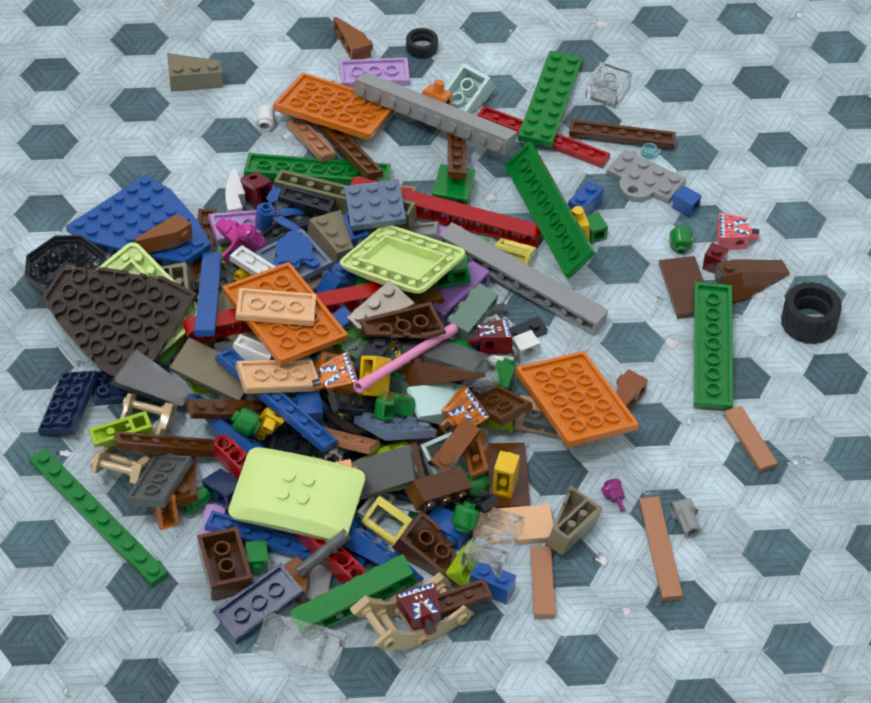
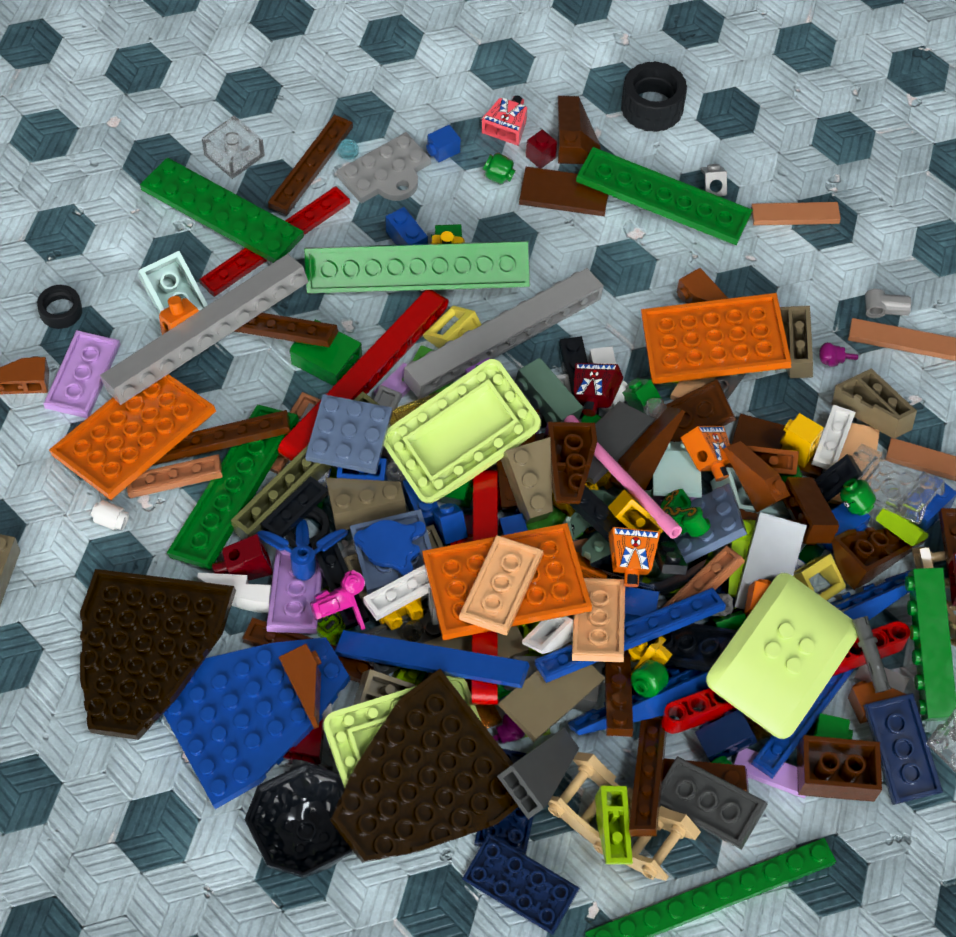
camera: 70 degrees left, 10 degrees up
(174, 160) = (144, 645): none -> dark brown wing
(527, 502) = (833, 437): none -> white plate
(611, 458) = (799, 340): none -> dark tan wedge
(755, 372) = (715, 172): none -> light grey bracket

